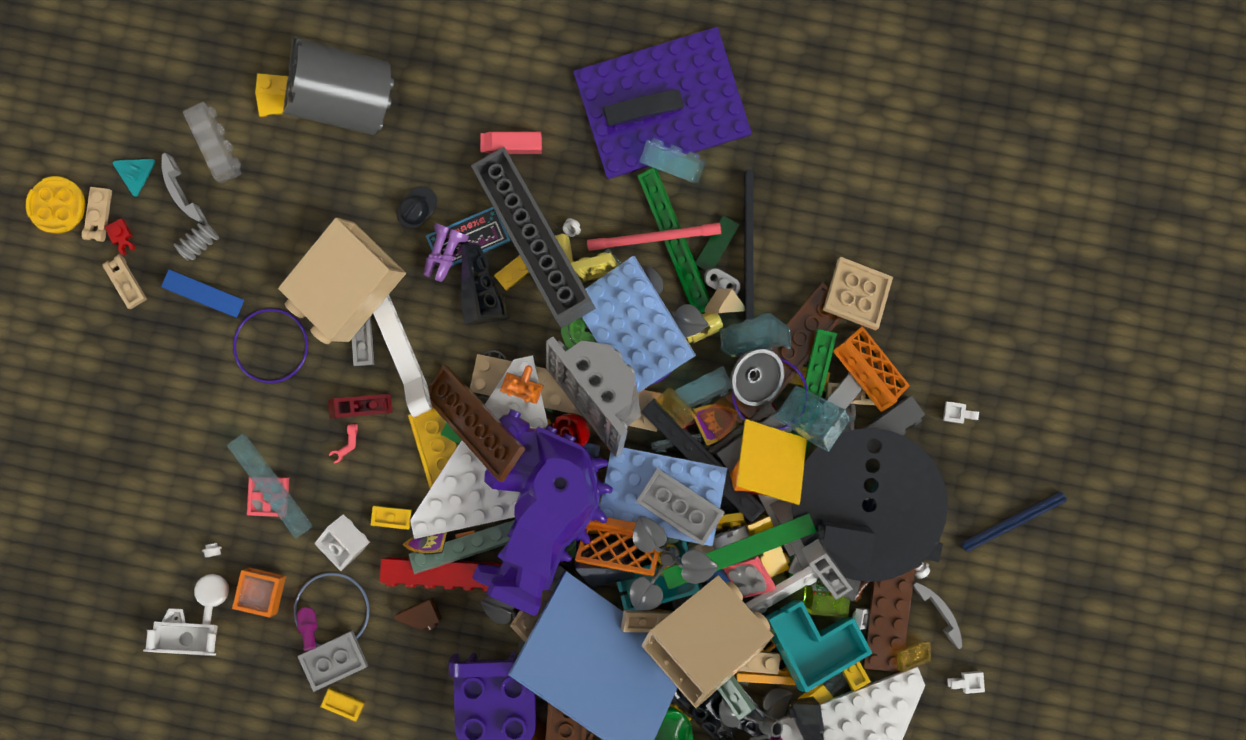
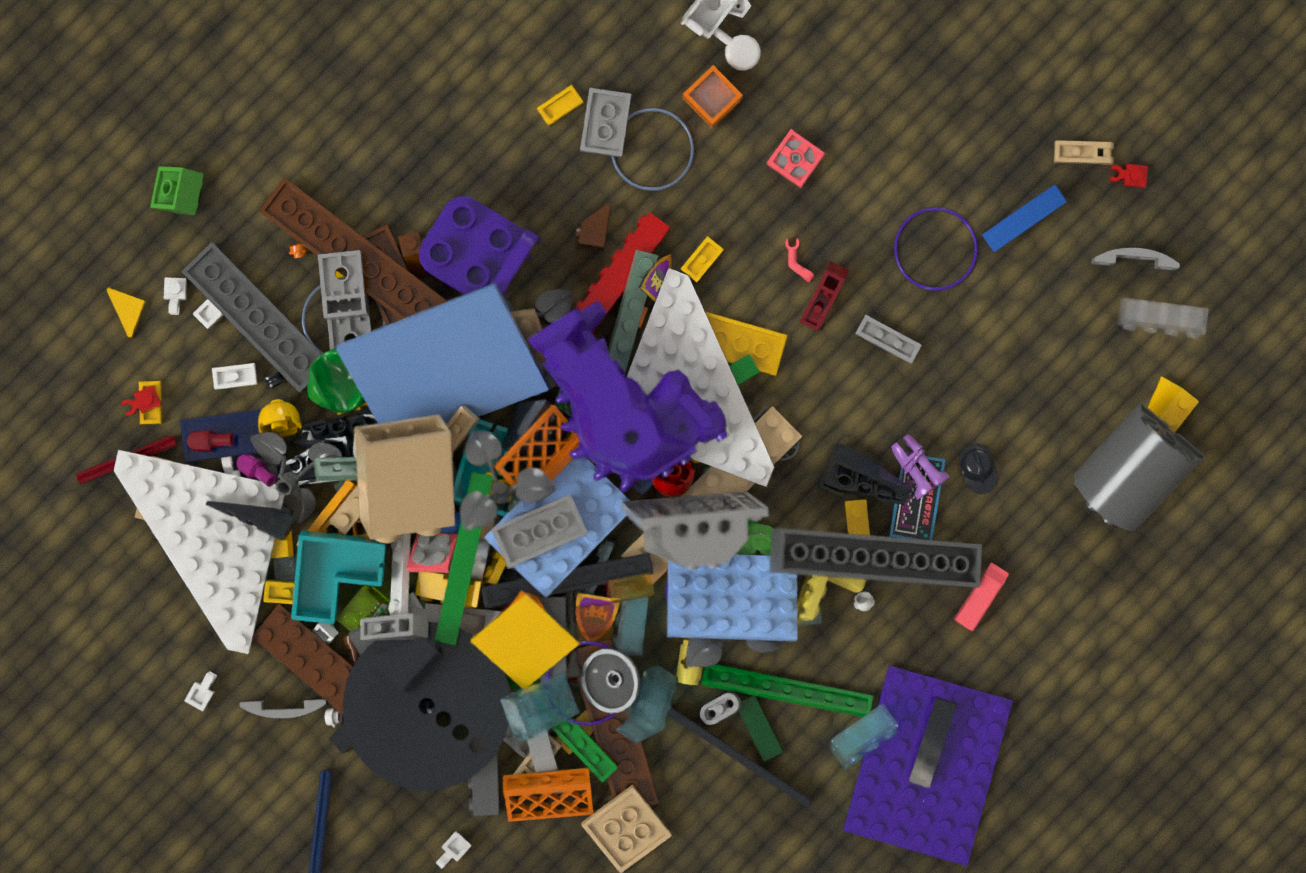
camera: 125 degrees right, 0 degrees up
(55, 205) = (1199, 133): yellow tile -> none
(97, 214) = (1165, 166): tan plate -> none
(134, 173) = (1182, 225): teal piece -> none
(195, 242) = (1077, 243): light grey piece -> none
(212, 550) = (779, 76): white plate -> none
(269, 486) = (803, 167): clear light blue tile -> none
(306, 626) = (652, 119): magenta arm -> none
(340, 282) = (948, 354): tan brick -> none
(342, 542) = (708, 199): white slope -> none
(404, 358) = (861, 369): white beam -> none
(474, 423) = (739, 393): reddish brown plate -> none
(522, 386) = (743, 458): orange piece -> none
(704, 230) = (828, 623): coral piece -> none
(724, 301) = (700, 697): tan slope -> none
(913, 656) = (260, 657): clear yellow plate -> none

